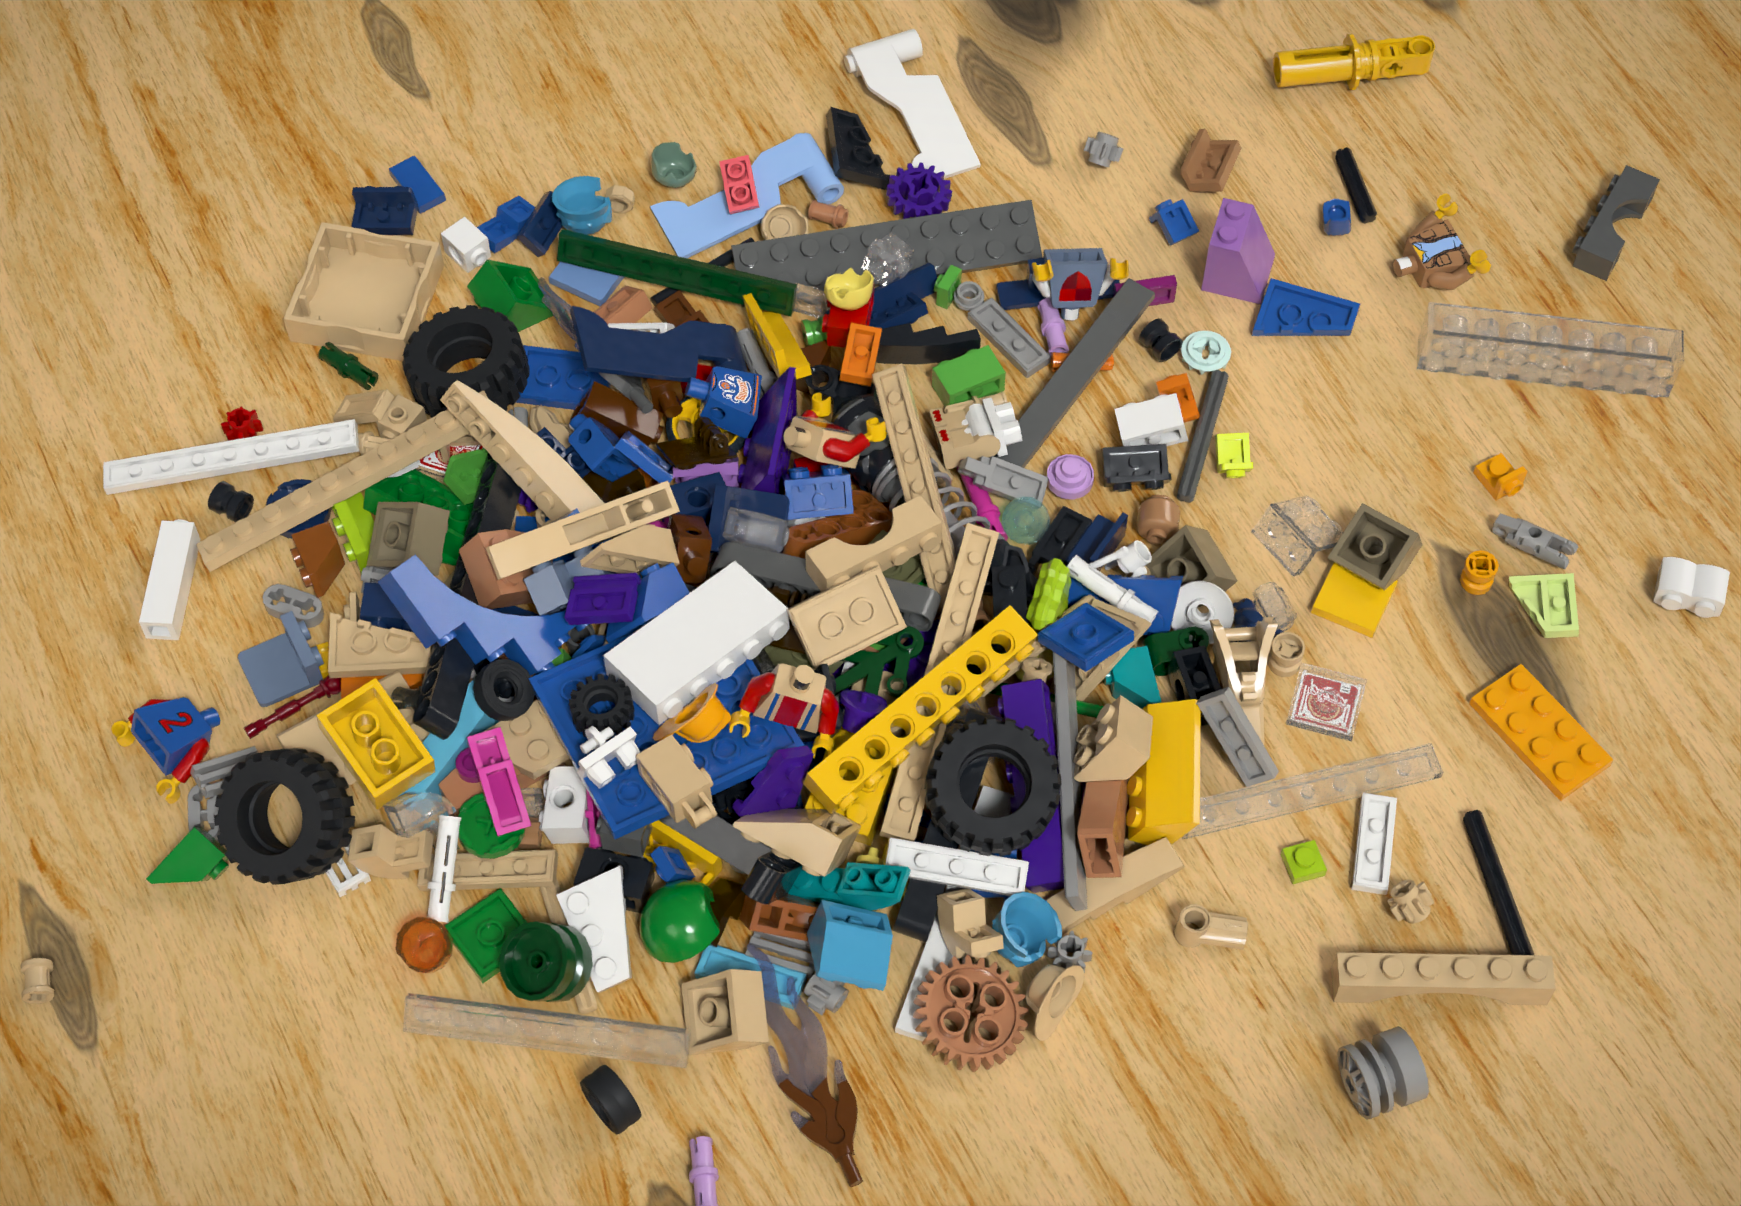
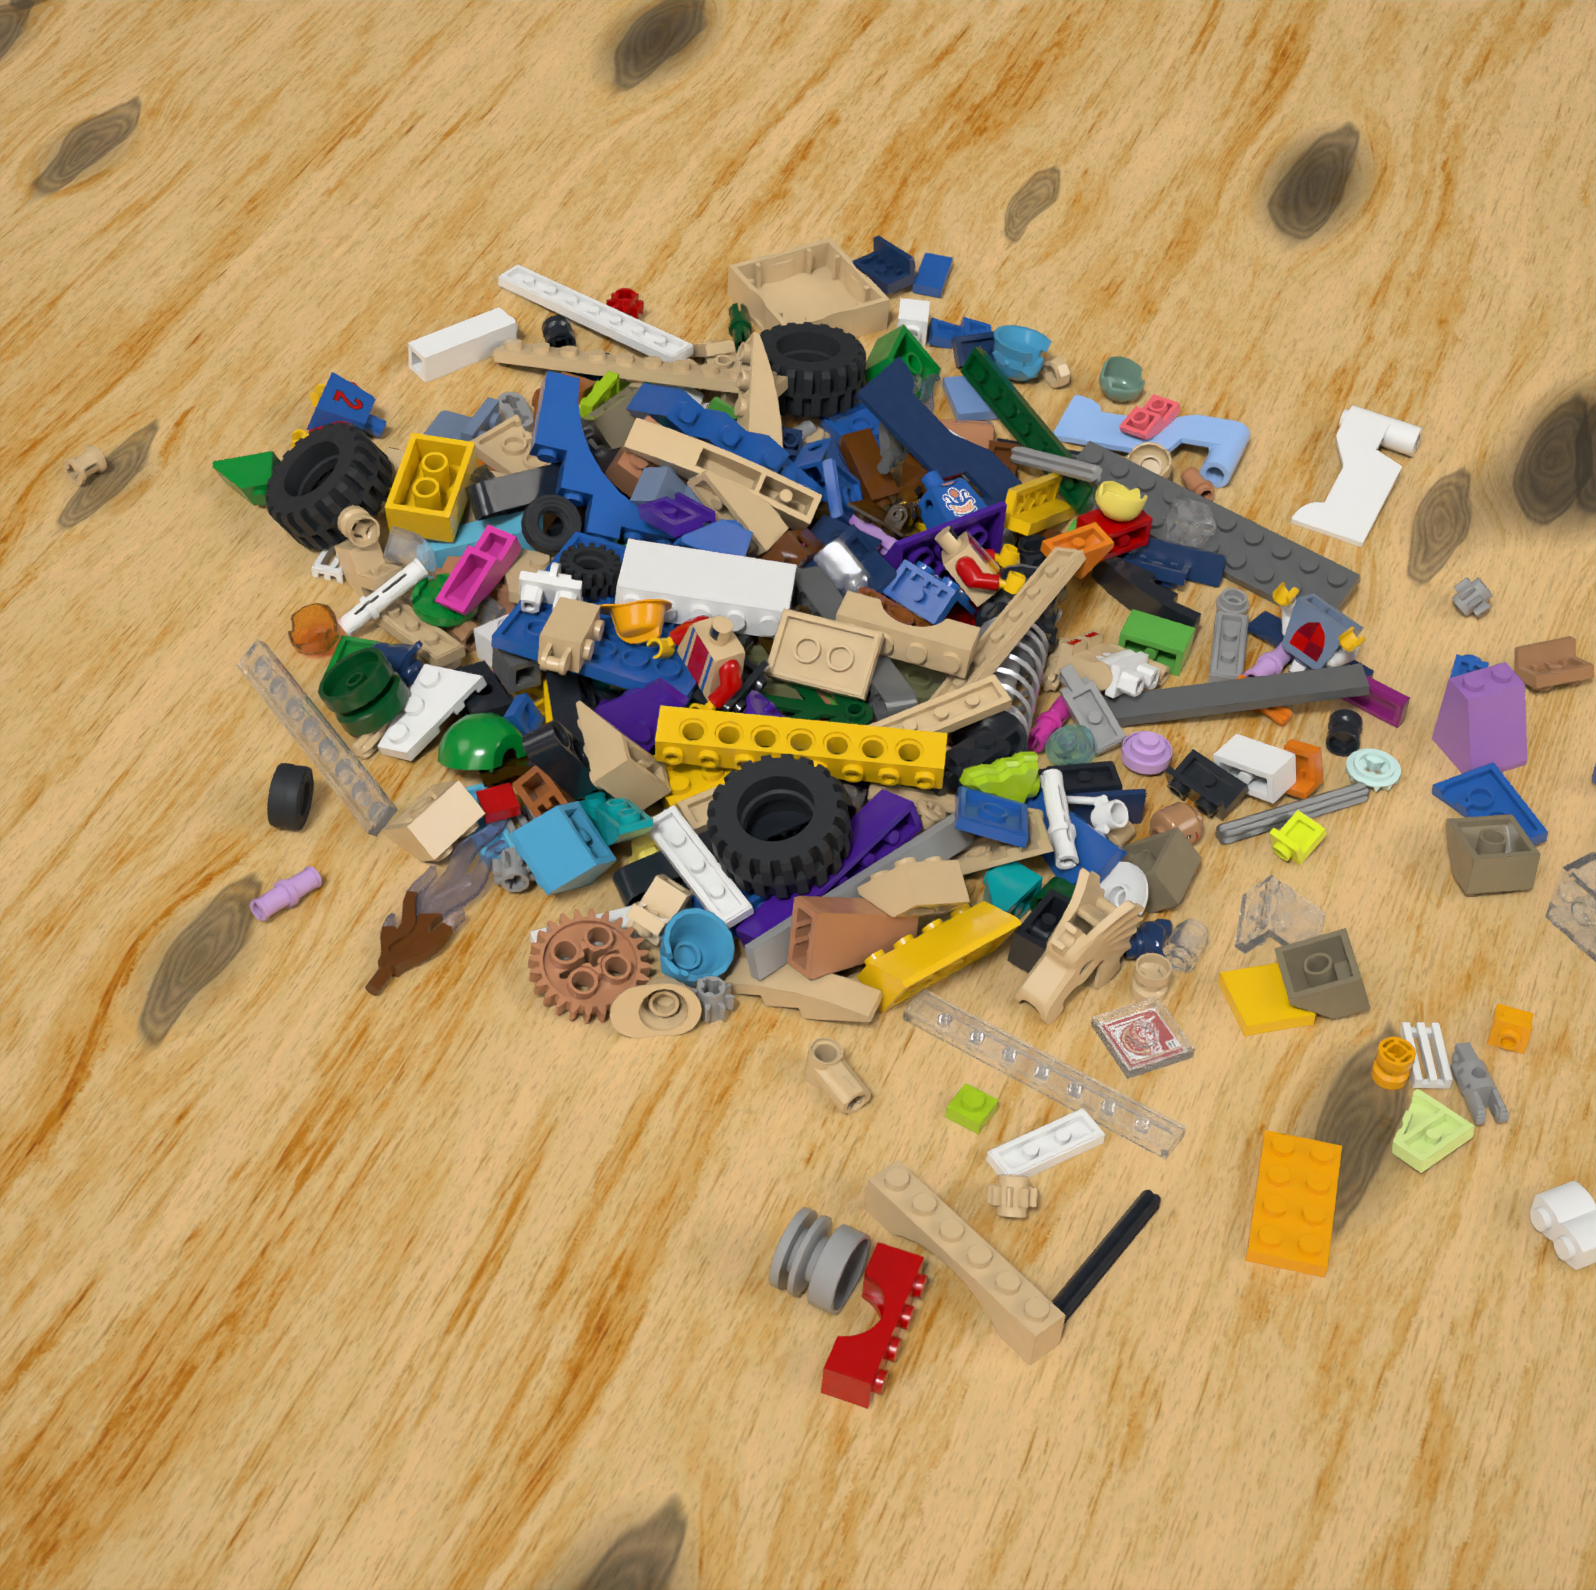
camera: 45 degrees right, 15 degrees down
(366, 831) = (365, 529): none -> tan wheel
(525, 907) = (403, 659): none -> dark blue animal
(527, 499) = (680, 412): none -> blue arch
(741, 289) = (1056, 464): none -> light grey axle
(750, 951) = (498, 802): none -> red tile
(851, 150) = (1270, 464): black wing -> none
(918, 191) = (1286, 516): dark purple gear -> none
(946, 286) = (1221, 579): bright green plate -> none
(1237, 737) = (1023, 976): light grey plate -> none
(1353, 354) = (1491, 854): none -> dark tan slope
(1480, 1116) = (858, 1361): none -> red arch
(1483, 540) = (1435, 1035): none -> white tile

